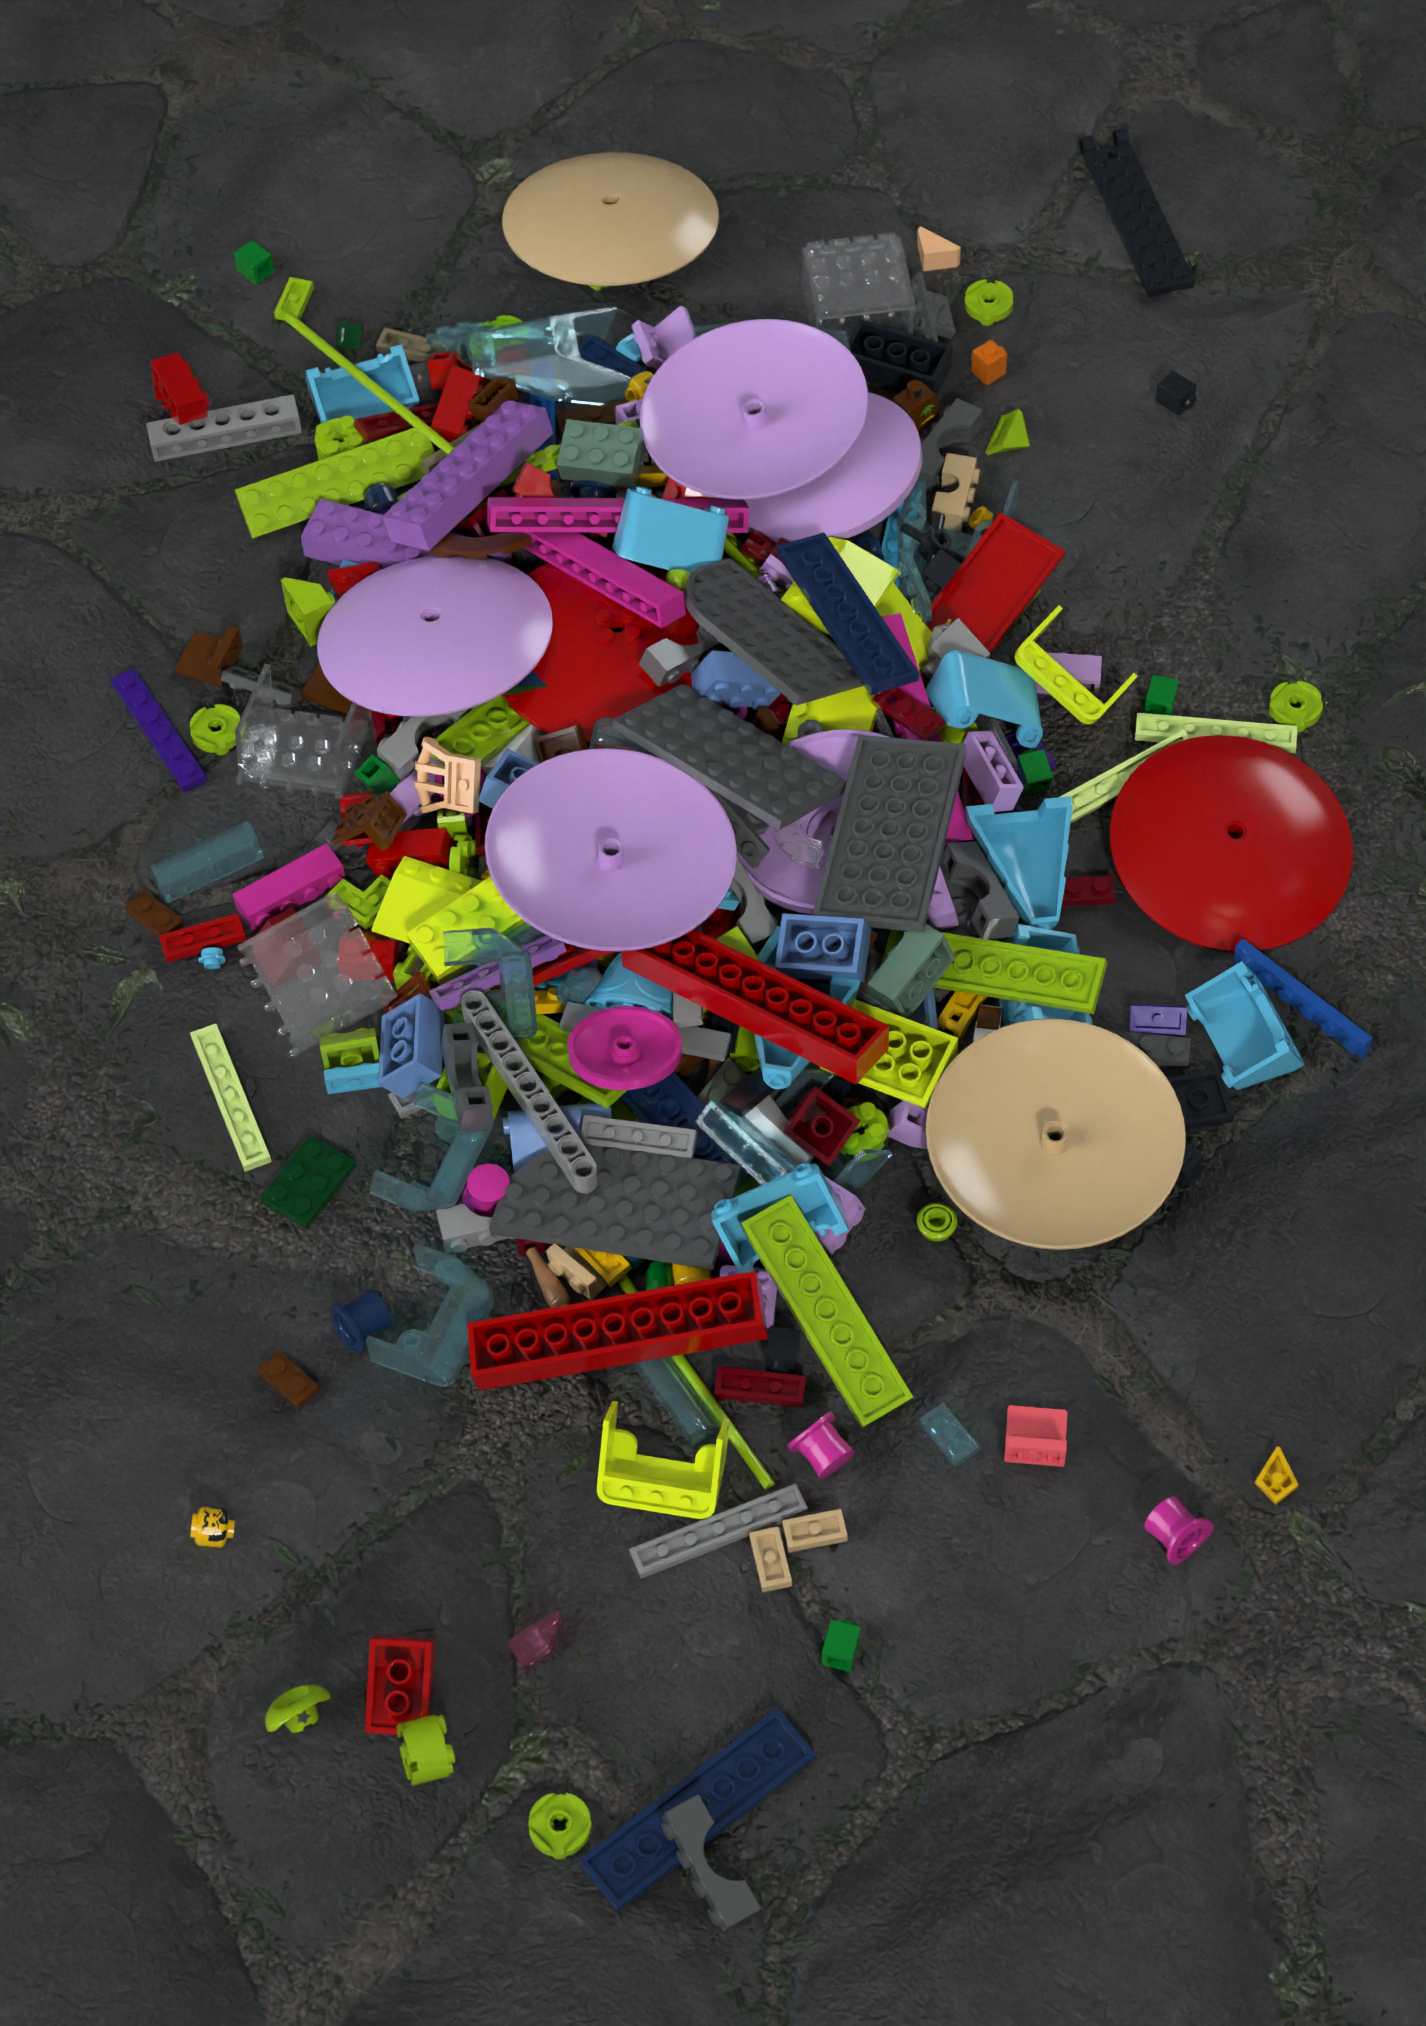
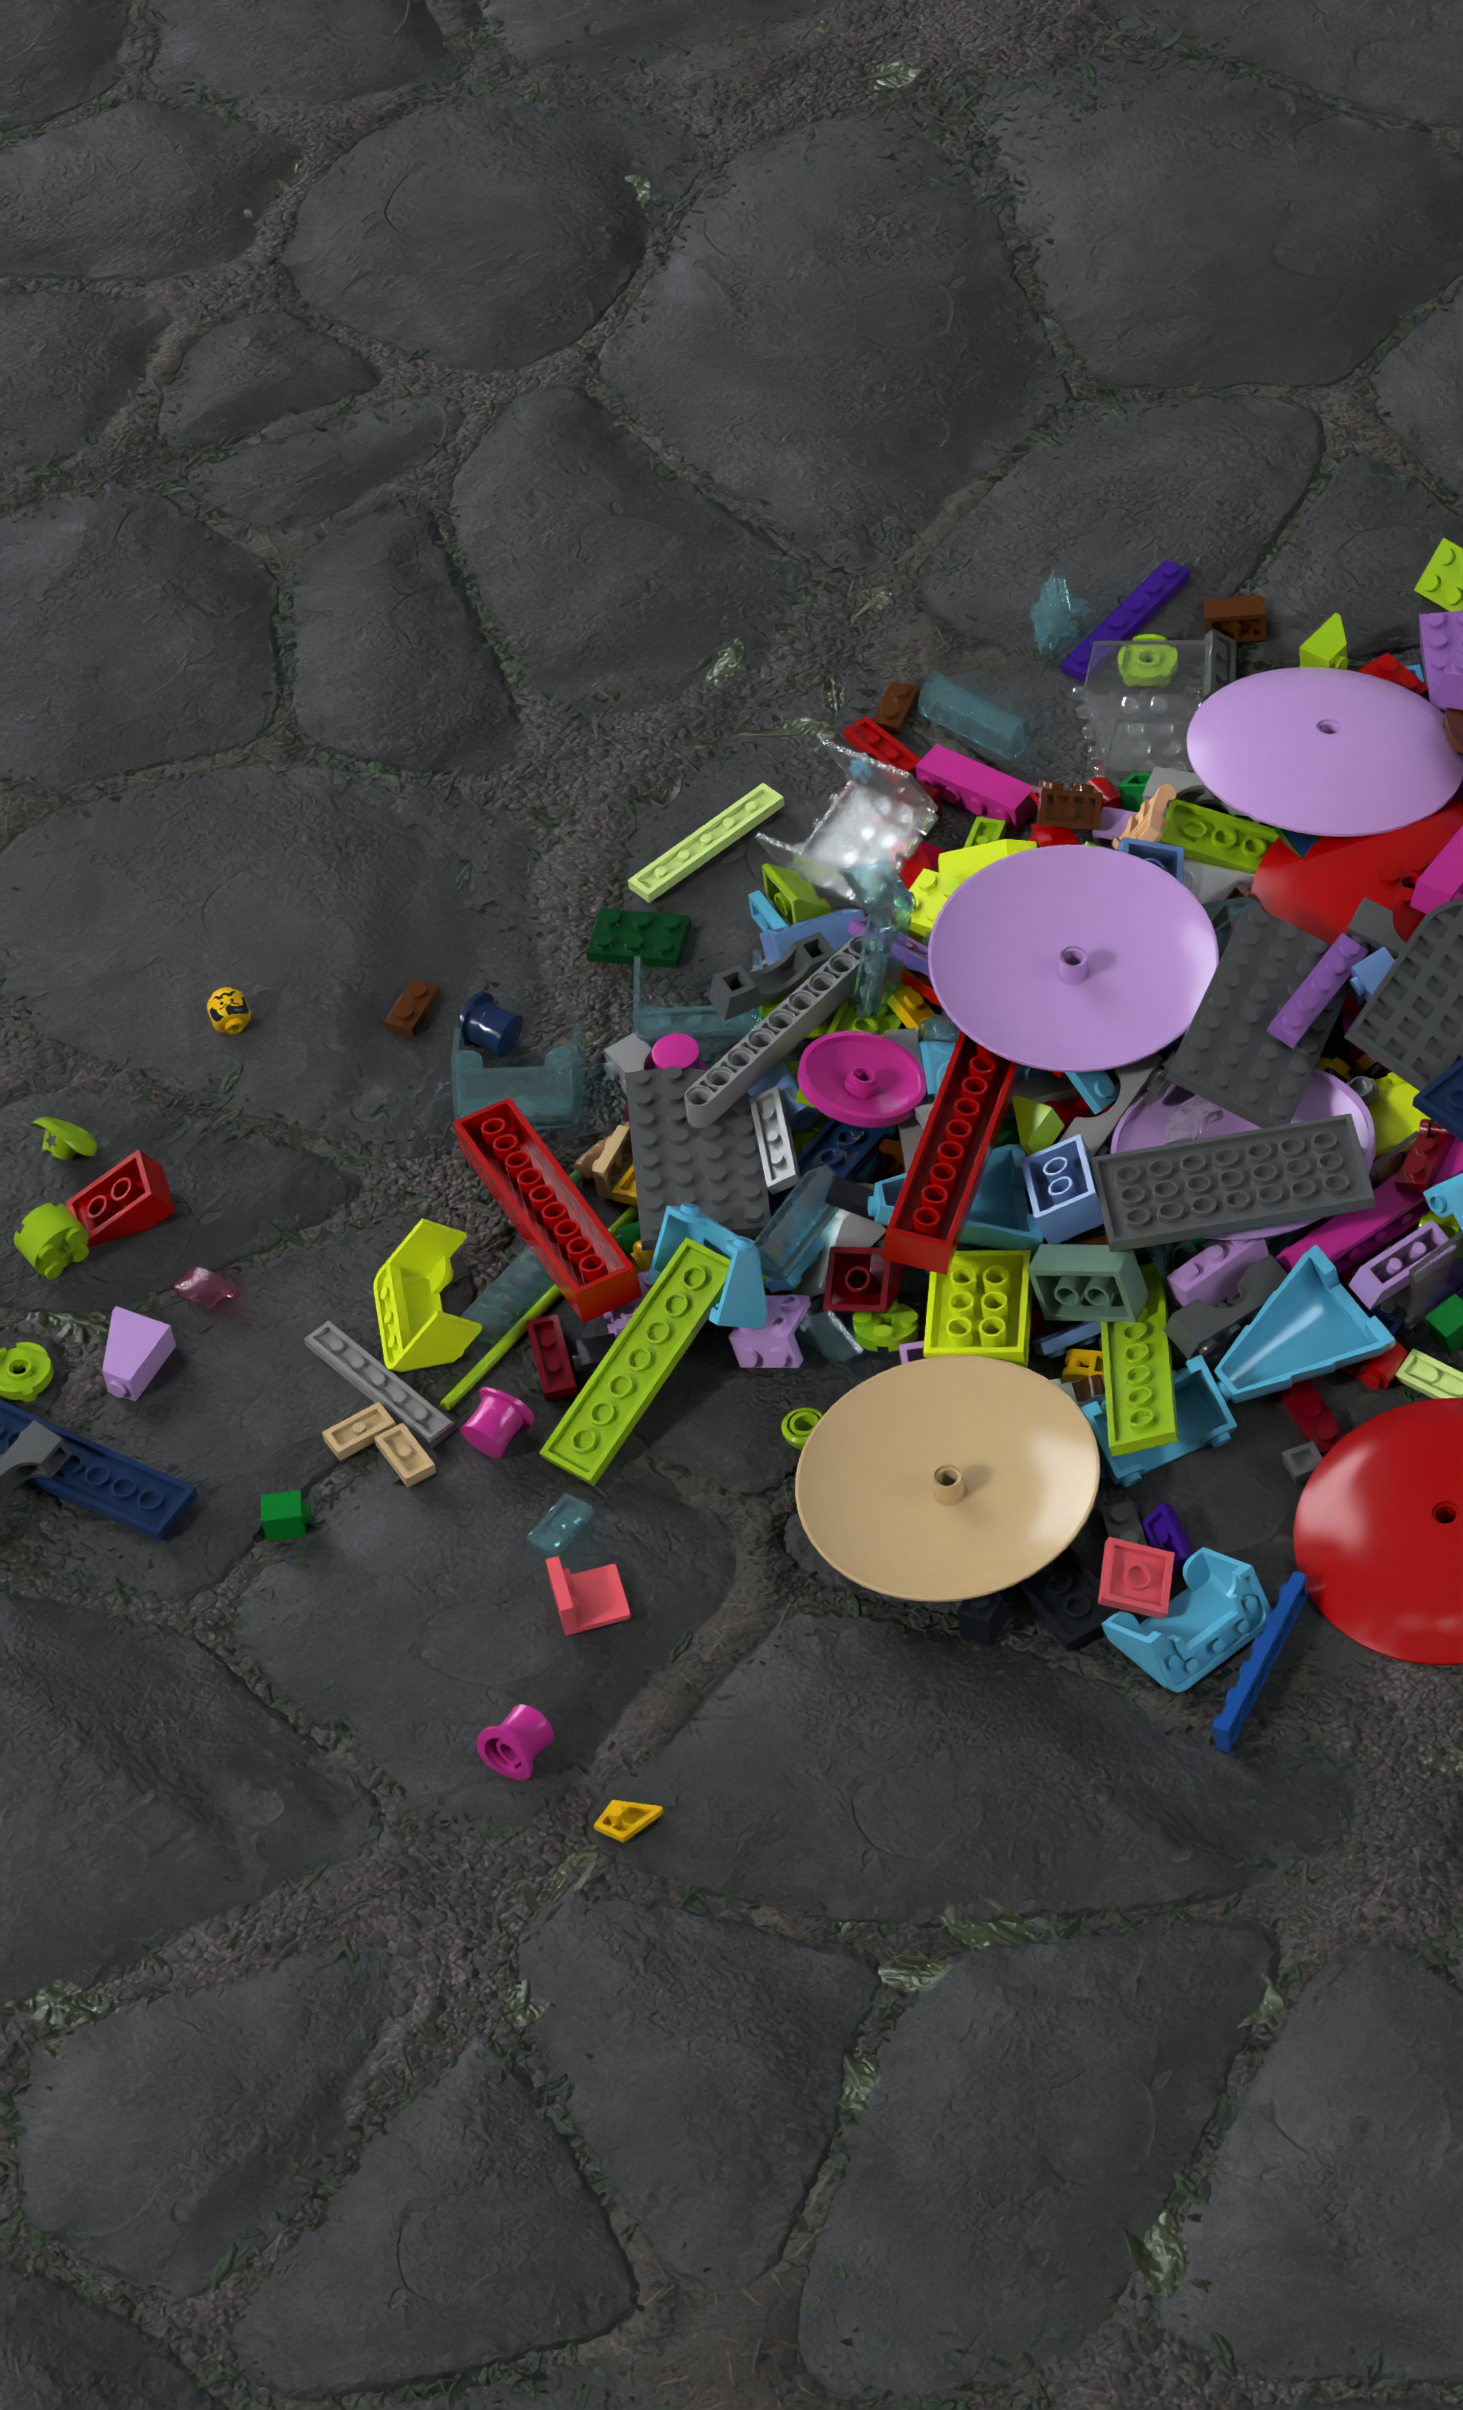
camera: 75 degrees right, 10 degrees down
(133, 767) = (1053, 613): none -> clear light blue plate
(588, 1720) = (134, 1352): none -> lavender slope
(719, 713) = (1317, 991): none -> medium lavender plate
(1120, 909) = (1301, 1461): none -> flat silver plate
(1198, 1047) = (1136, 1578): none -> coral plate

